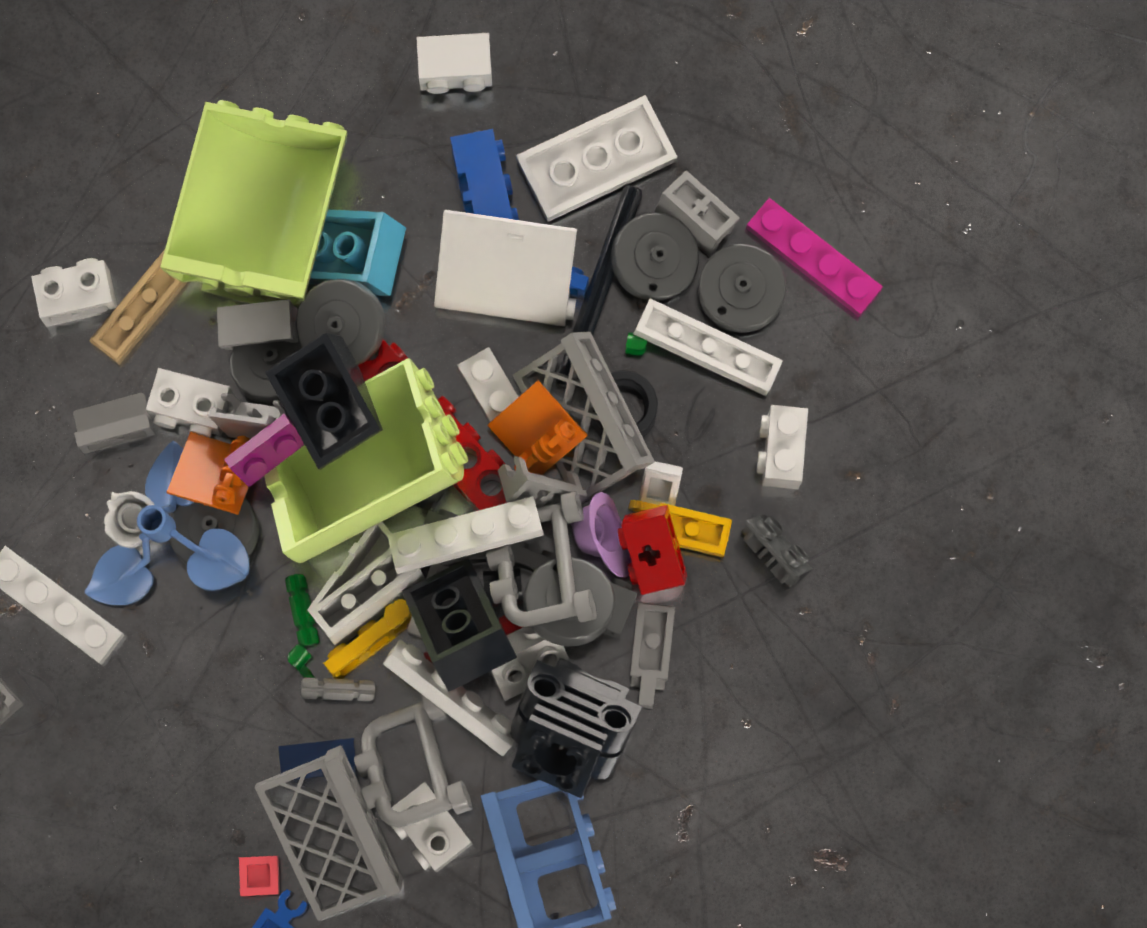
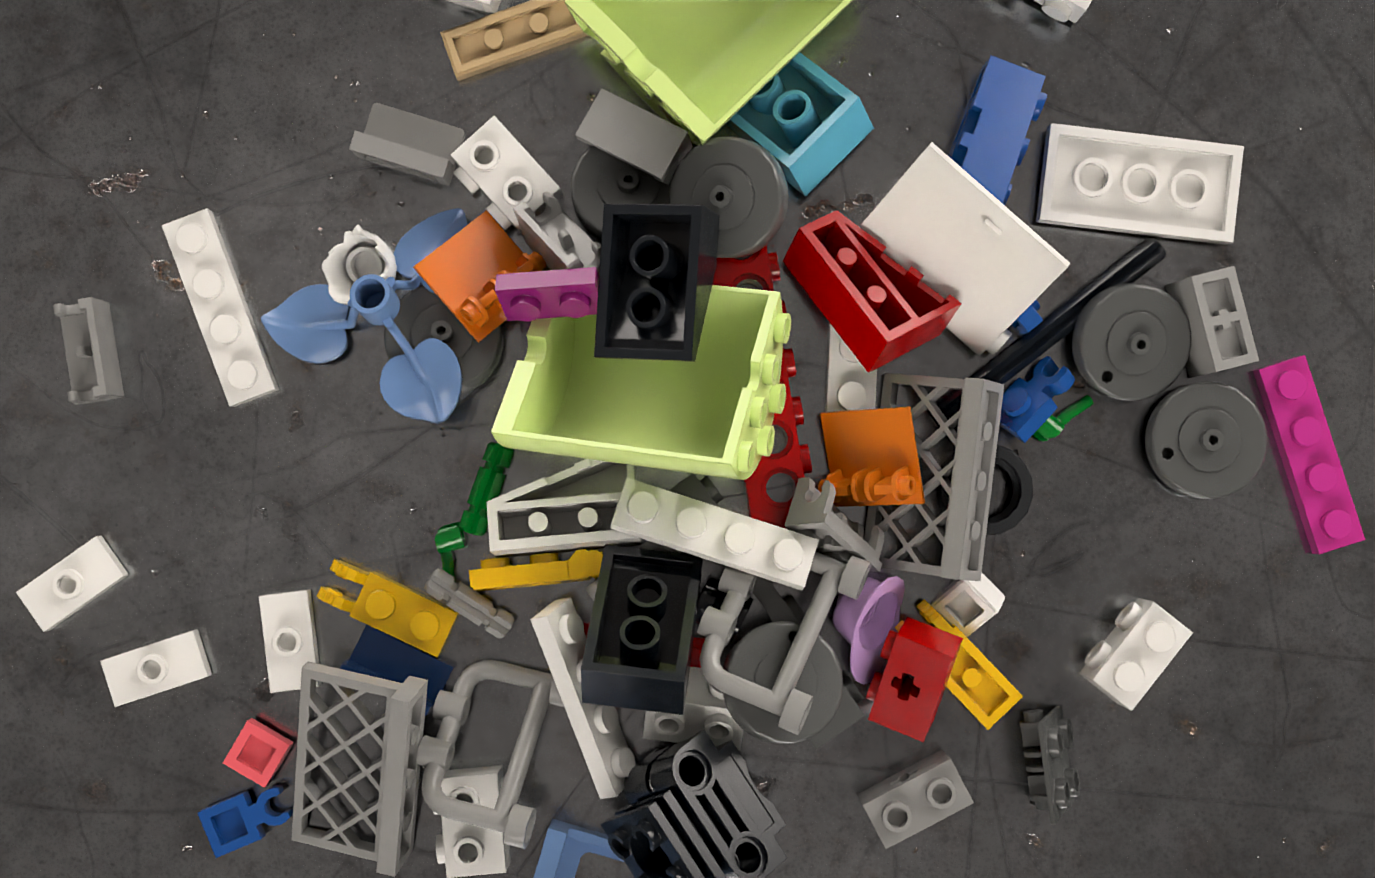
camera: 30 degrees right, 10 degrees up
(65, 846) = (72, 583): none -> white plate
(156, 866) = (156, 668): none -> white plate
(233, 790) = (288, 637): none -> white plate
(289, 726) = (393, 608): none -> yellow hinge
(465, 330) = (864, 292): none -> red wedge
(616, 335) = (1031, 403): none -> blue plate
(651, 650) = (839, 782): light grey hinge -> none
(705, 628) = (915, 798): none -> light grey brick
(708, 347) = (1123, 484): white plate -> none

